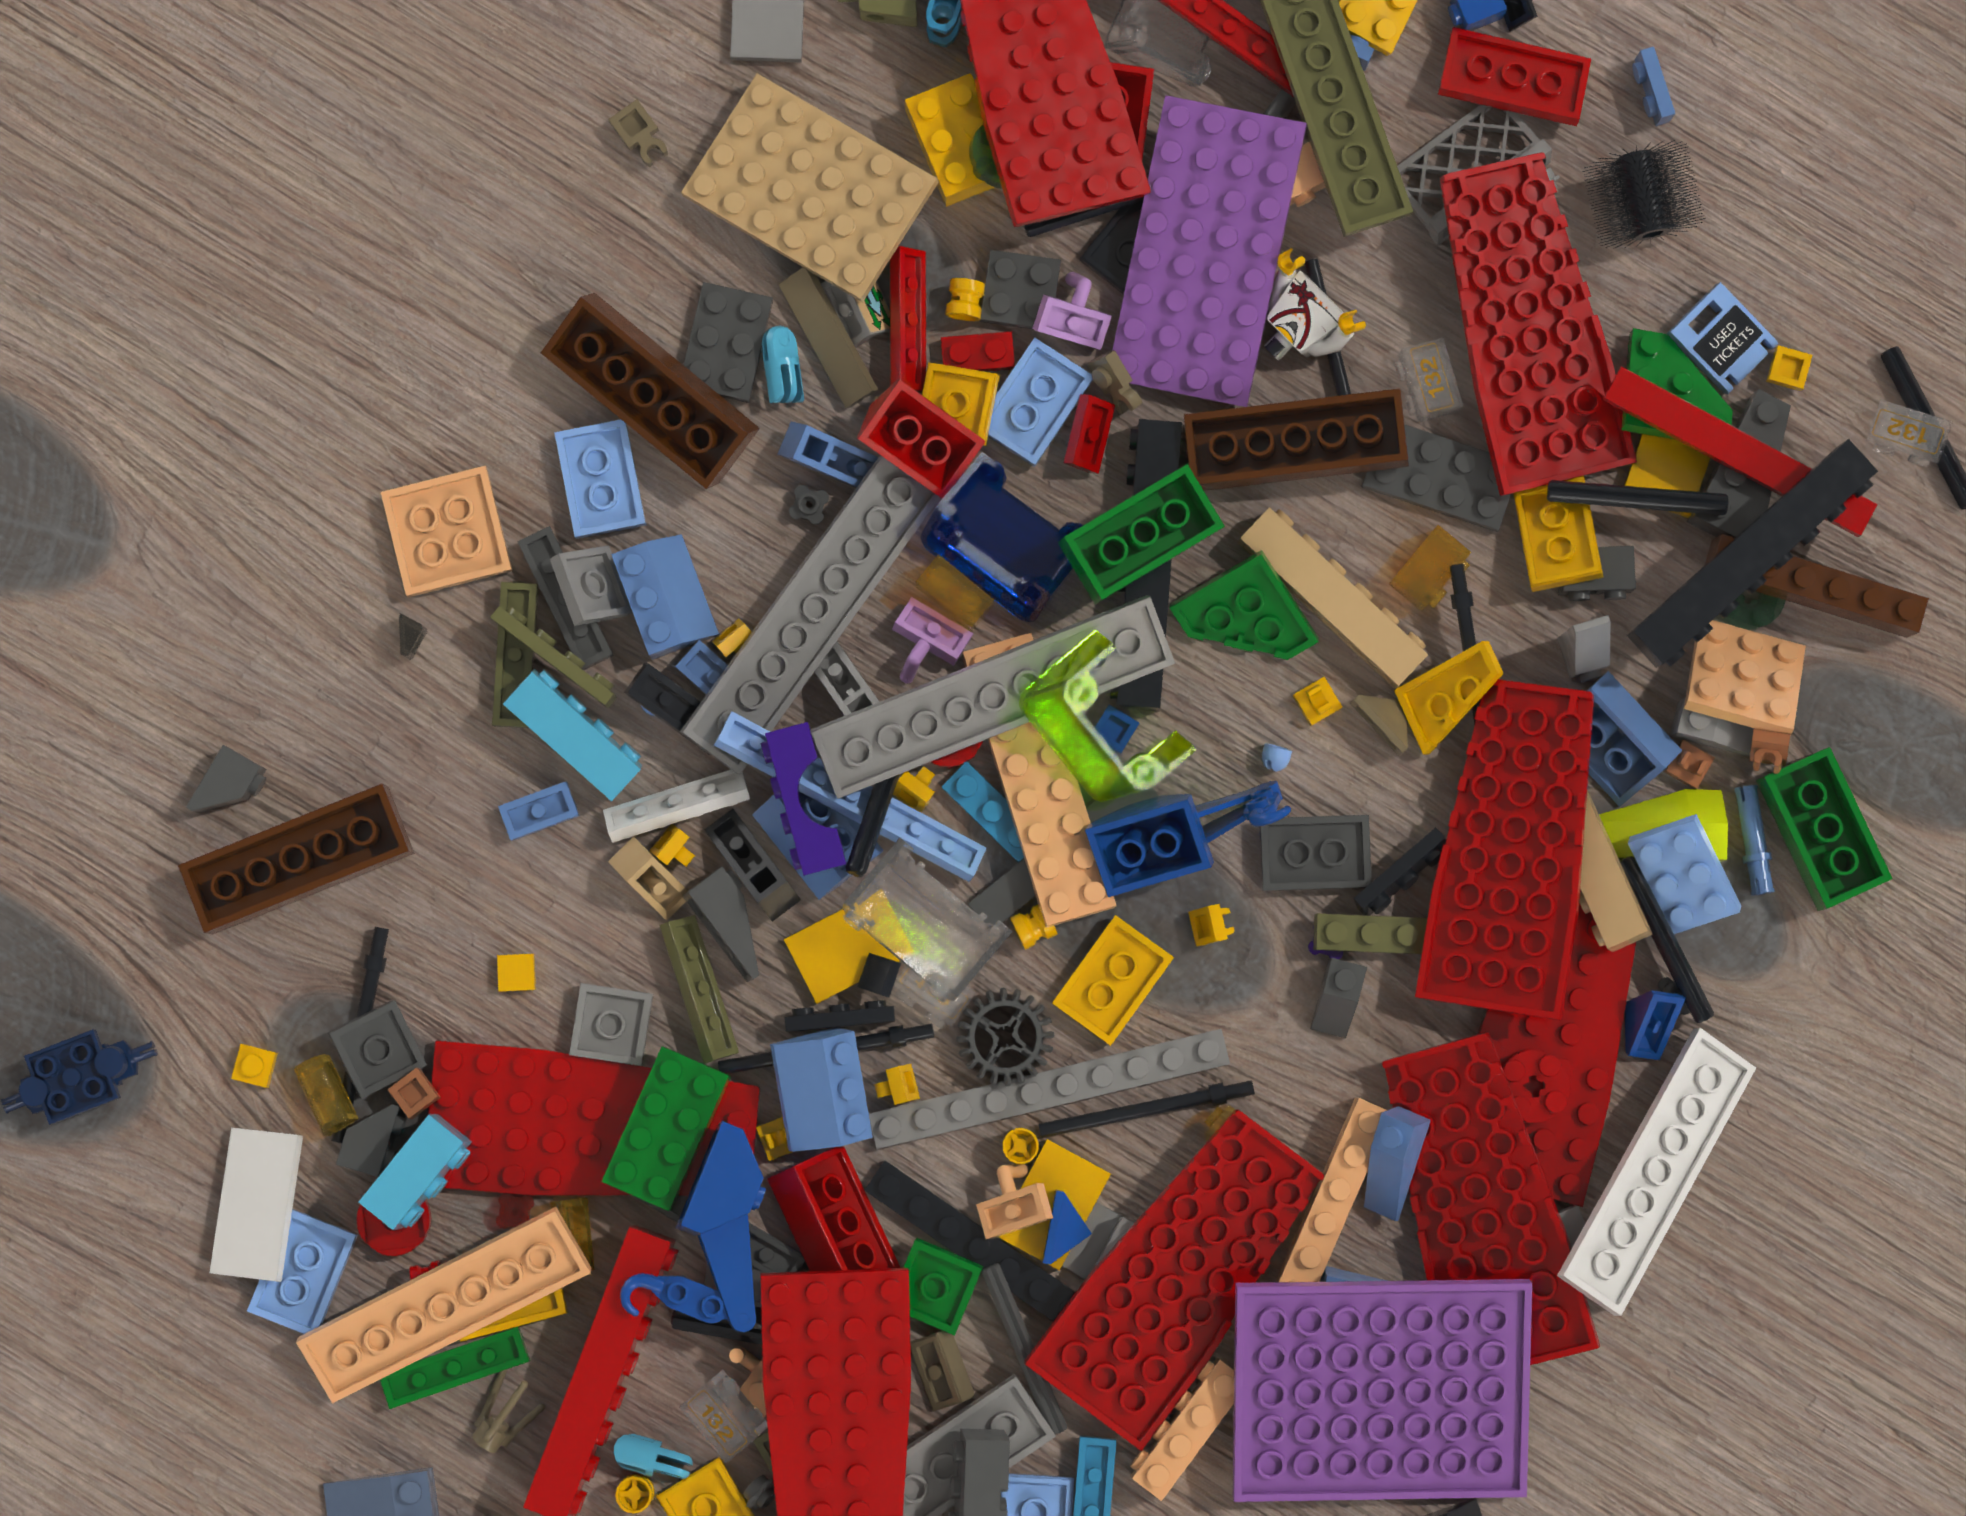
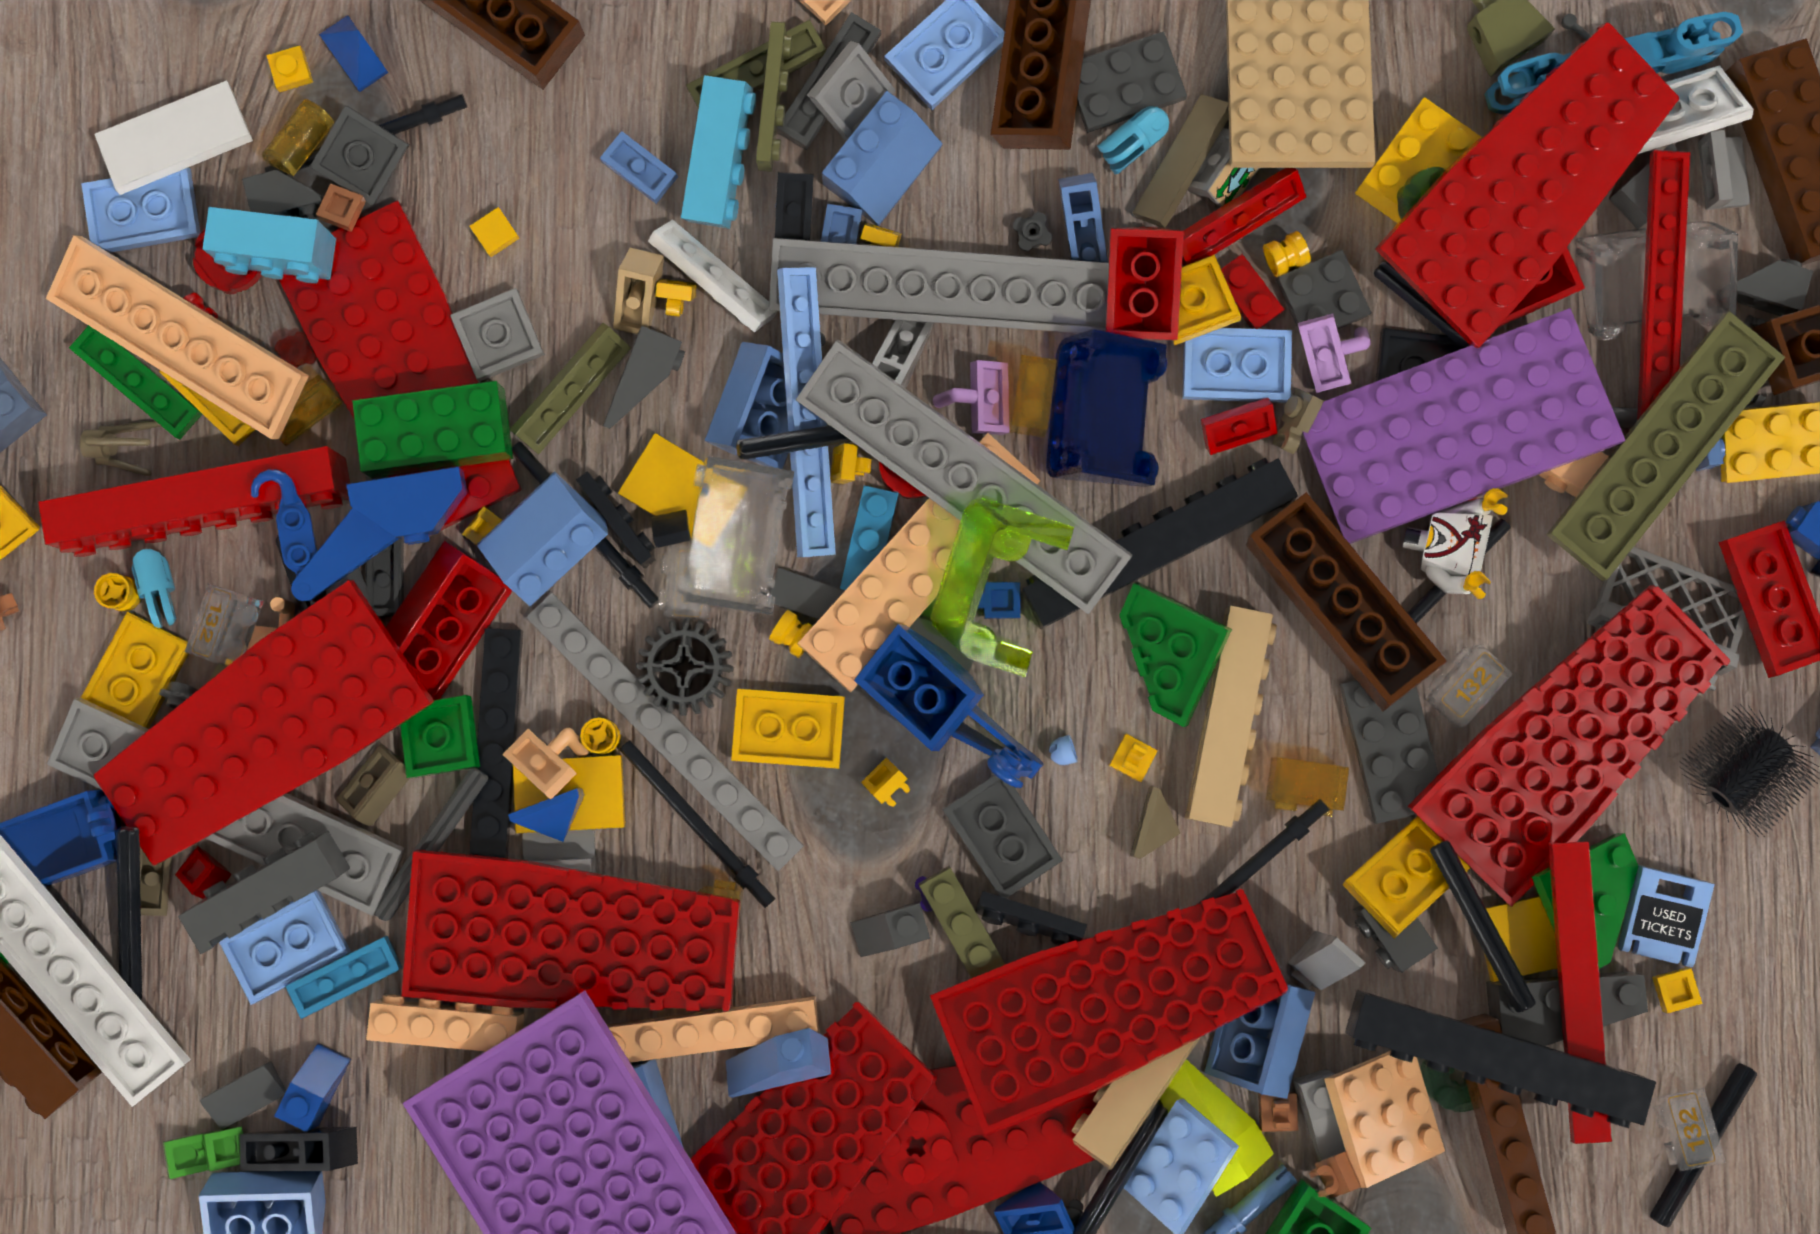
camera: 60 degrees right, 0 degrees up
(275, 1000) = (353, 53): none -> blue slope
(752, 865) = (700, 369): black slope -> none
(791, 753) = (806, 335): dark purple arch -> none
(900, 1085) = (591, 603): yellow tile -> none
(1141, 534) = (1181, 516): green brick -> none
(1447, 693) = (1209, 864): yellow wing -> none

